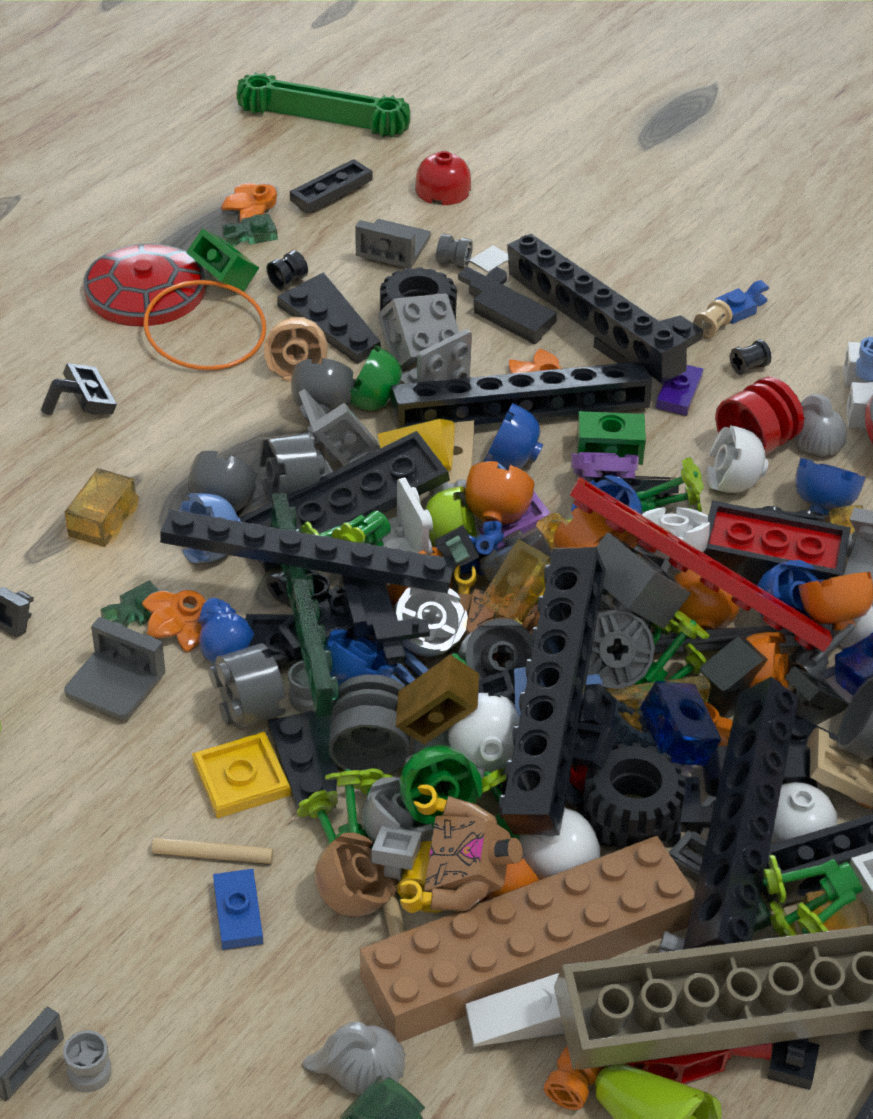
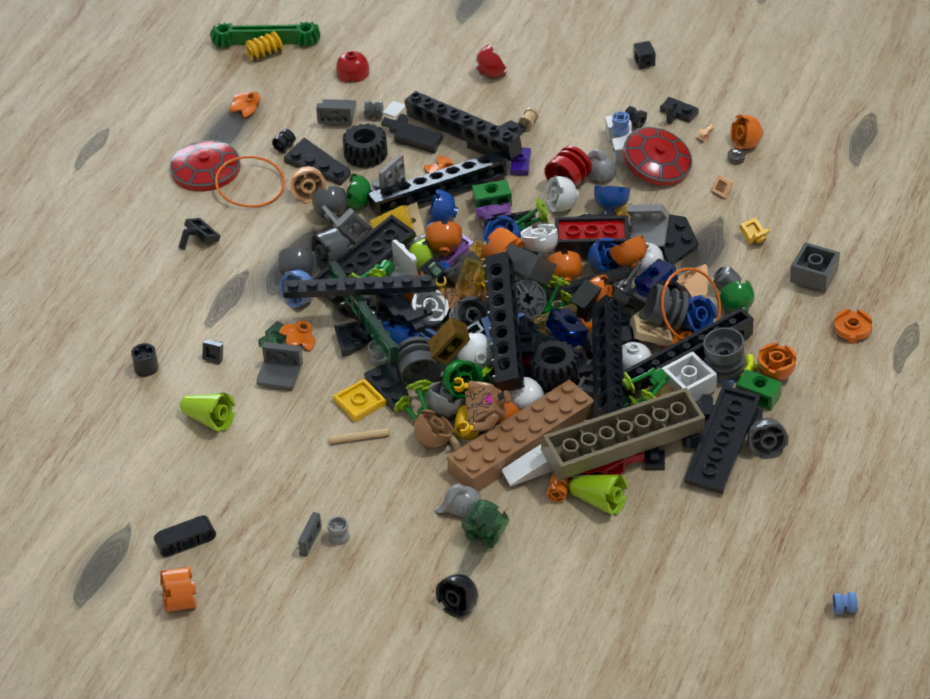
camera: 10 degrees left, 0 degrees up
(101, 507) = (237, 290): clear yellow brick -> none
(222, 260) = (246, 142): green brick -> none
(222, 630) = (325, 336): blue hair -> none
(238, 909) = (381, 457): blue plate -> none
(248, 686) = (350, 358): dark grey brick -> none
(252, 229) = (253, 120): clear green plate -> none
(313, 119) = (263, 45): none -> yellow piece
(331, 185) = (289, 84): black plate -> none
(396, 850) = (450, 412): light grey tile -> none
(416, 324) = (370, 157): light grey bracket -> none
(492, 537) = (448, 260): blue arm -> none
(671, 216) = (490, 63): none -> red cylinder
(712, 573) = (551, 247): red plate -> none
(745, 303) = (543, 105): blue plate -> none
(746, 358) = (555, 135): black bush -> none

